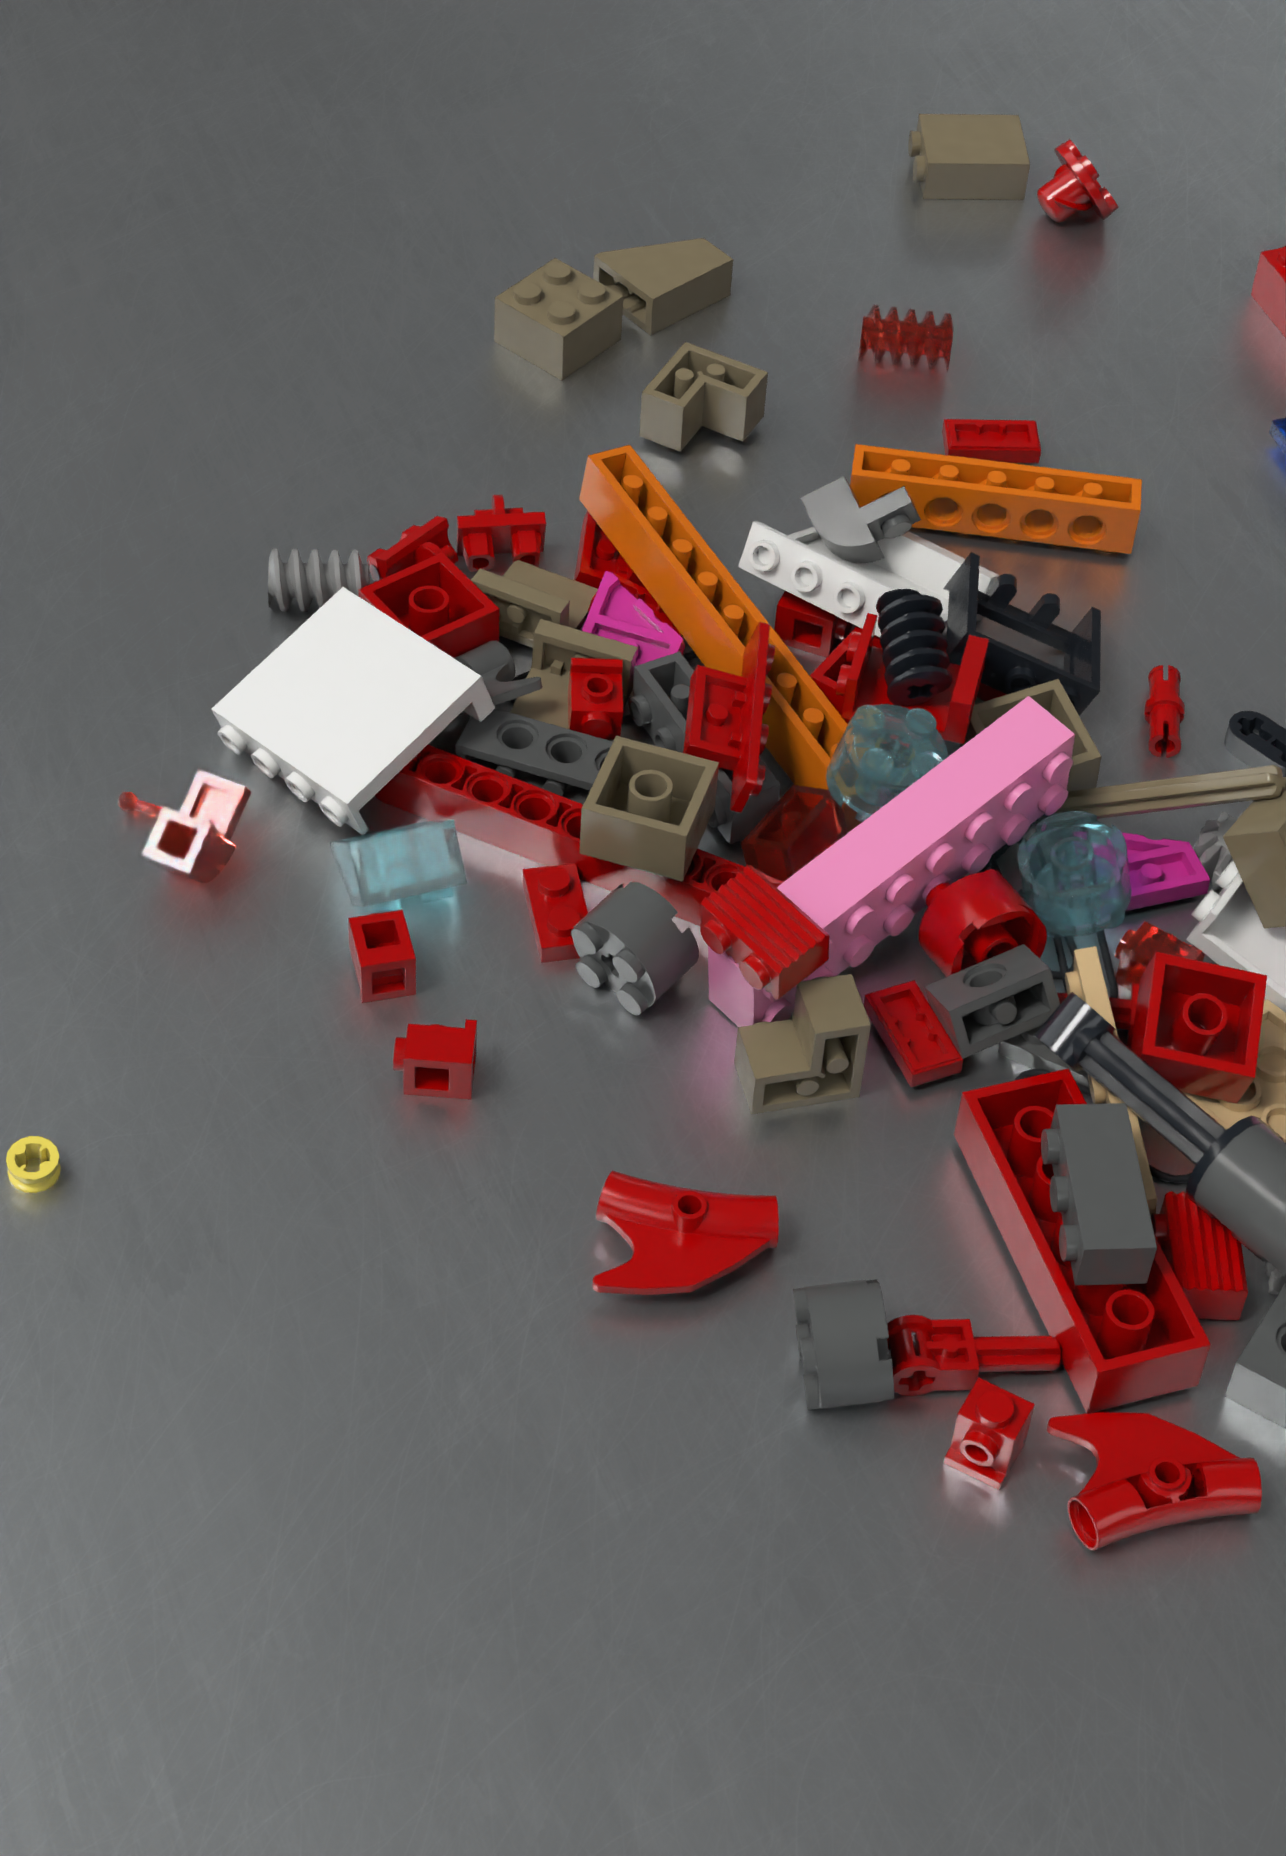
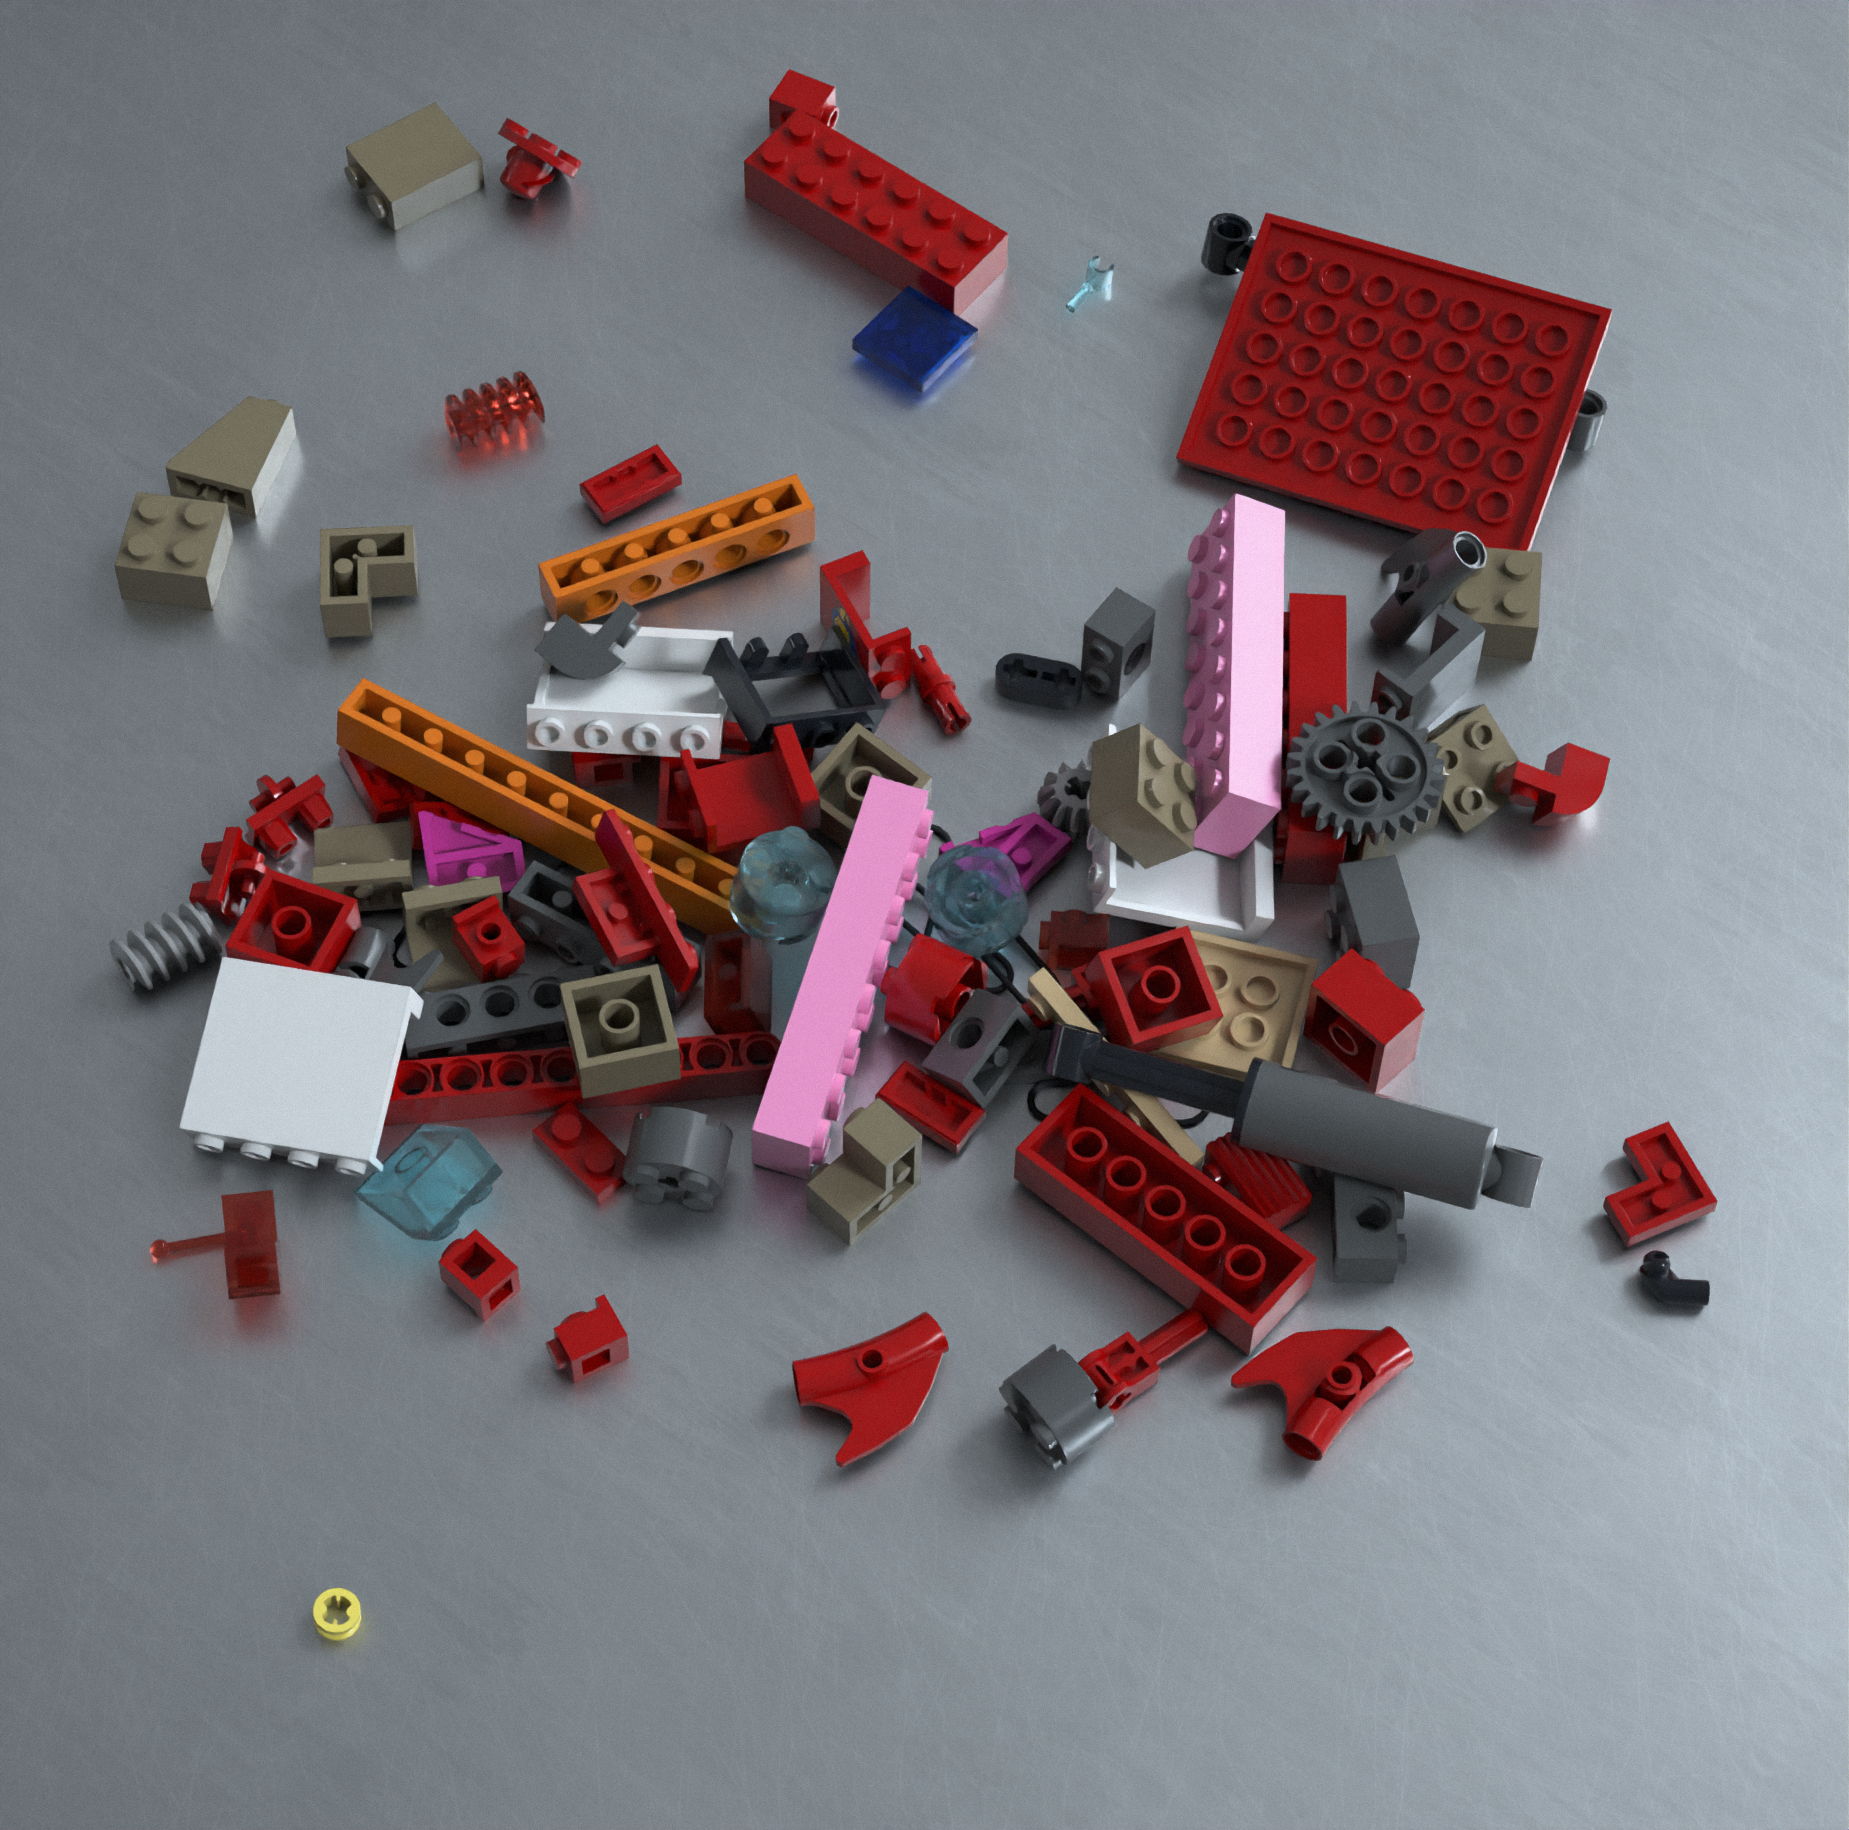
camera: 30 degrees left, 10 degrees up
(763, 933) = (799, 1105): red brick -> none
(913, 646) = (736, 765): black piece -> none
(989, 1433) = (1196, 1414): red brick -> none
(1099, 1194) = (1174, 1183): dark grey brick -> none
(1125, 635) = (847, 604): none -> red panel
(1178, 792) = (1021, 786): dark tan axle -> none

